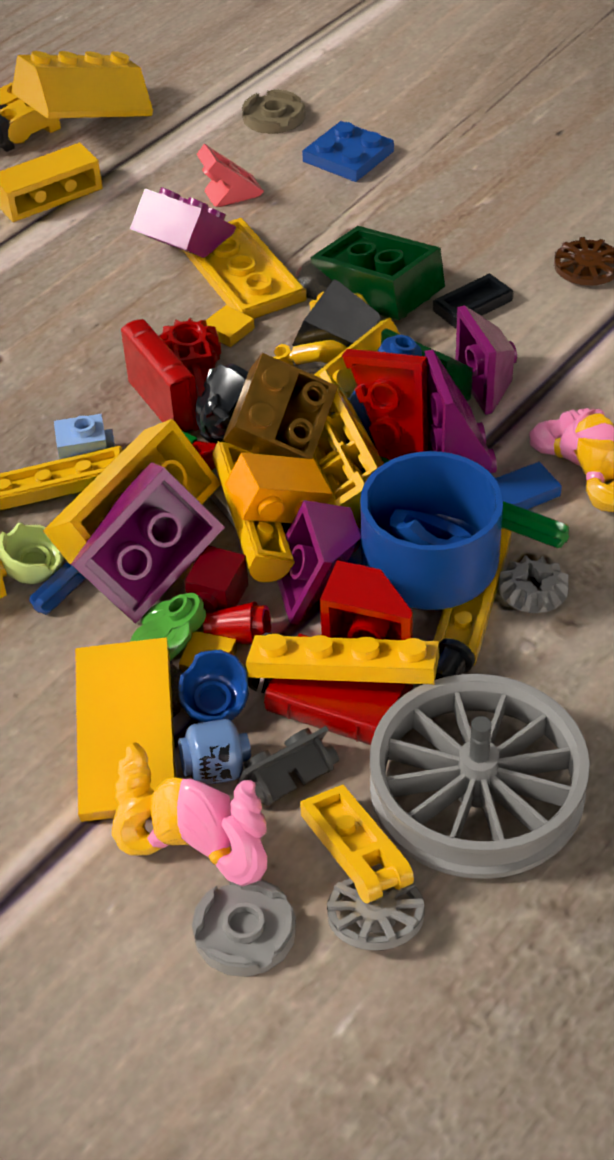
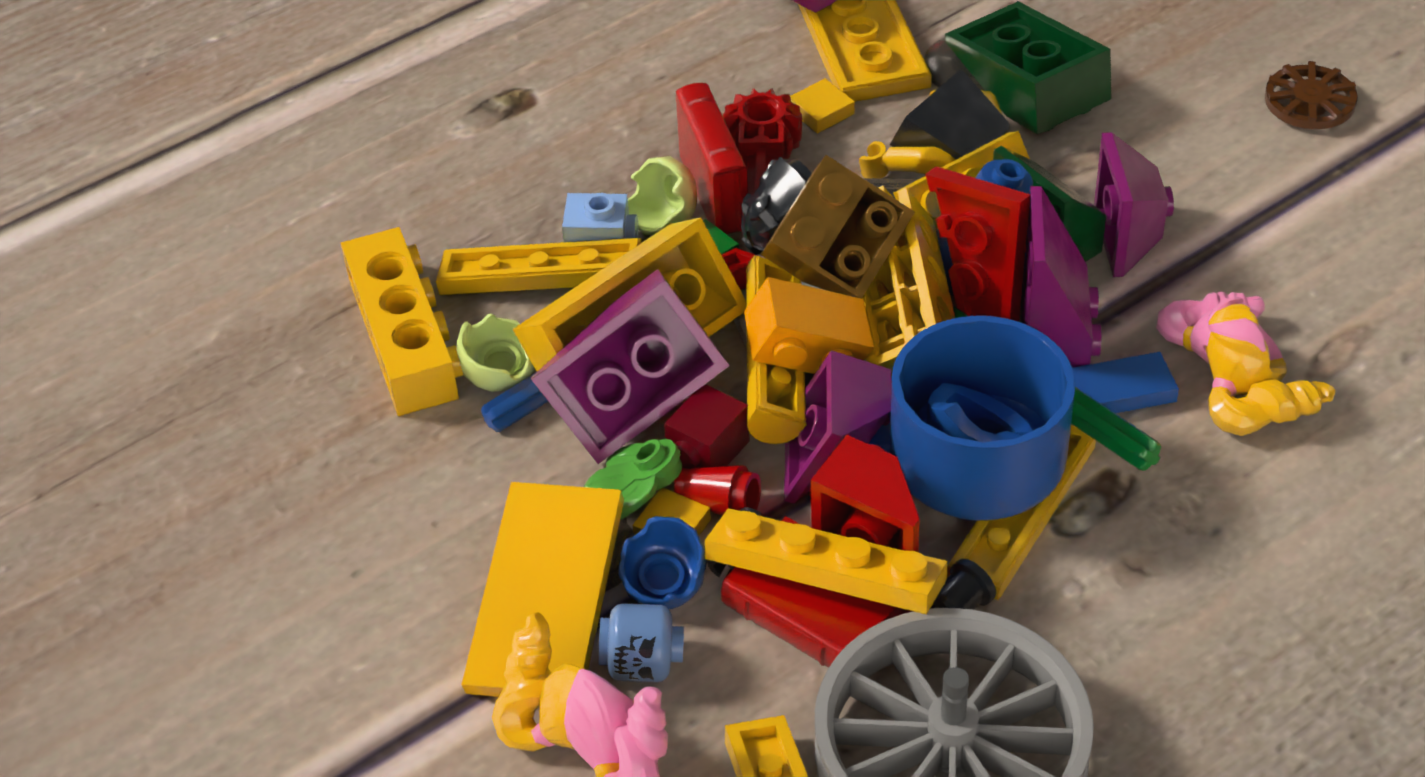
camera: 15 degrees right, 0 degrees up
(128, 410) = (663, 194): none -> yellowish green hair
(302, 754) = (702, 681): dark grey hinge -> none
(479, 295) = (1146, 120): black tile -> none
(523, 595) = (1085, 523): light grey gear -> none

